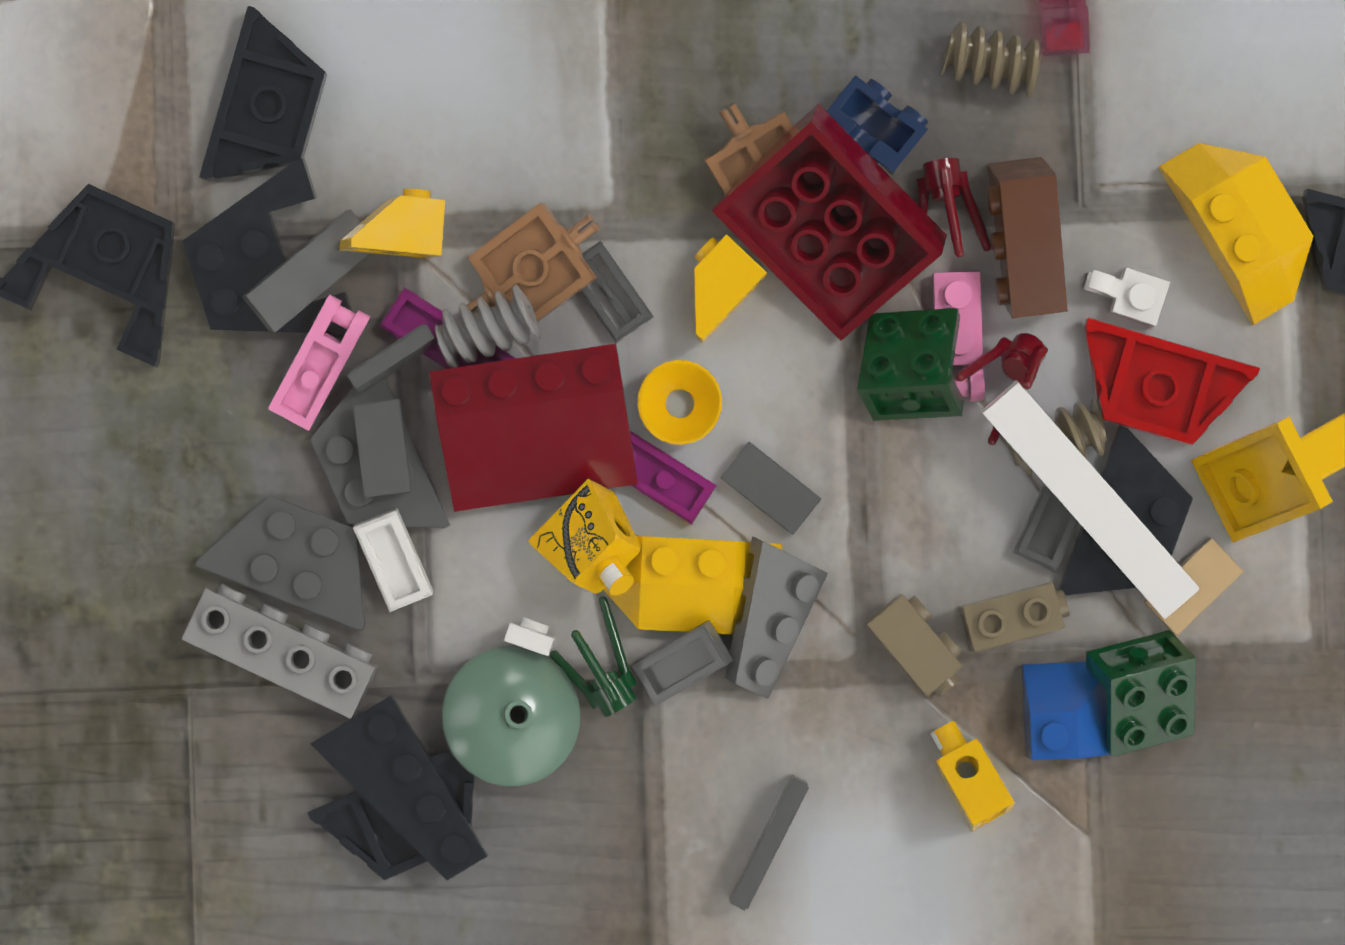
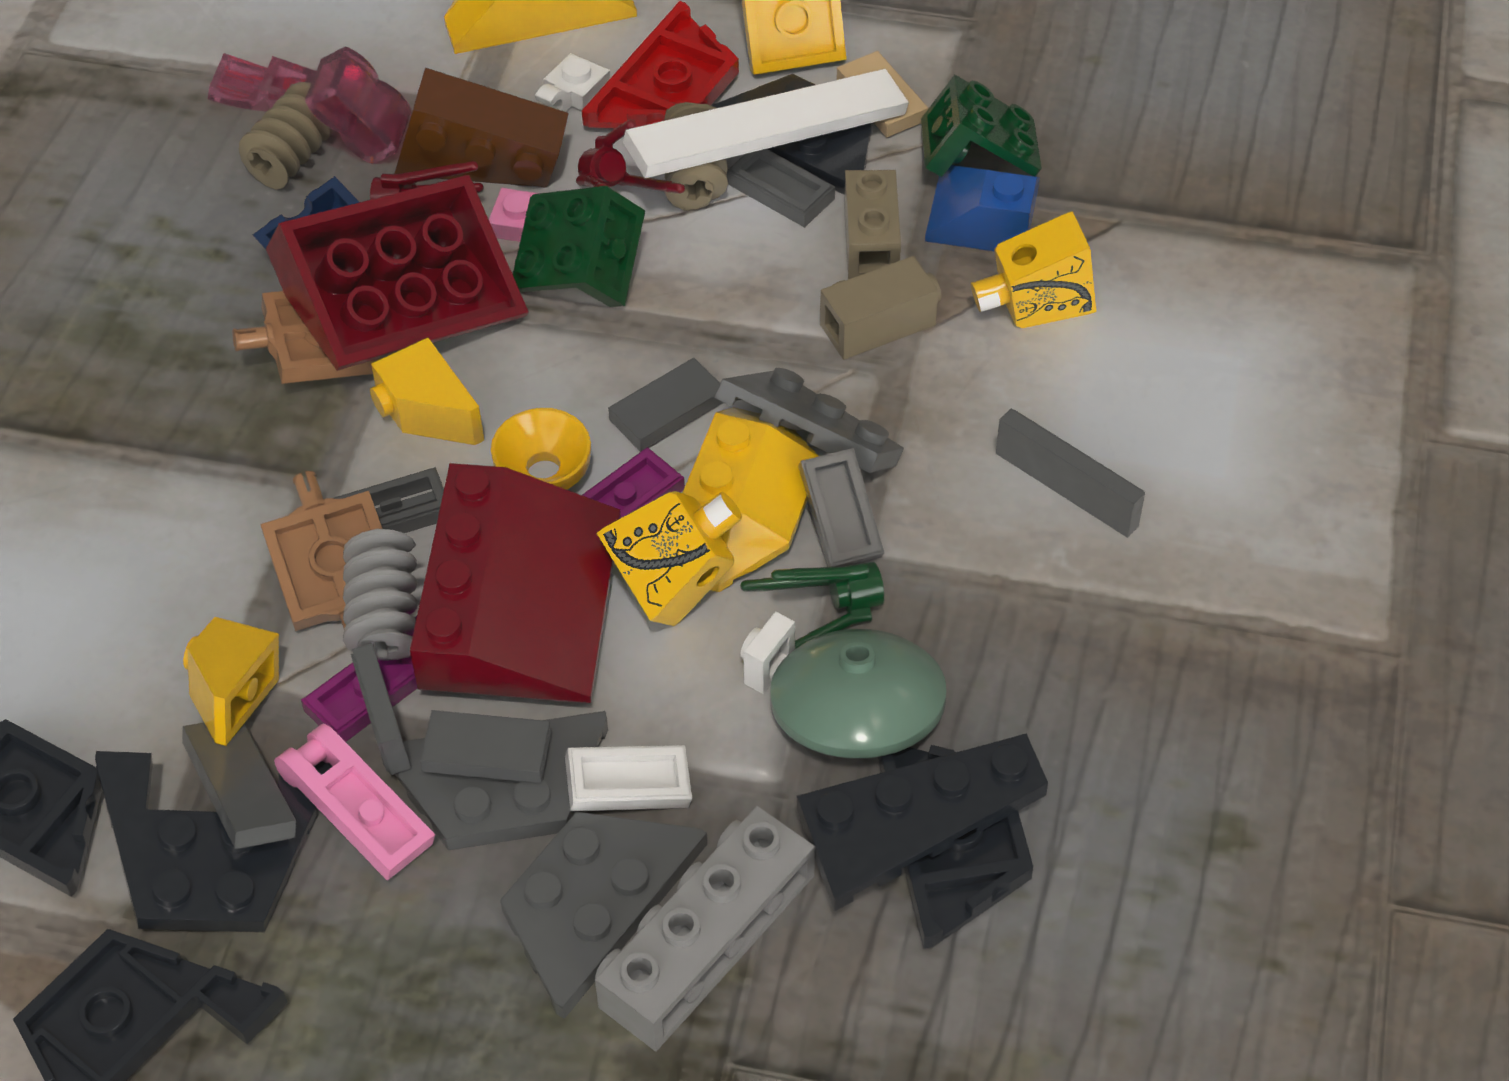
camera: 75 degrees left, 35 degrees down
(1030, 116) = (358, 105): none -> clear pink brick

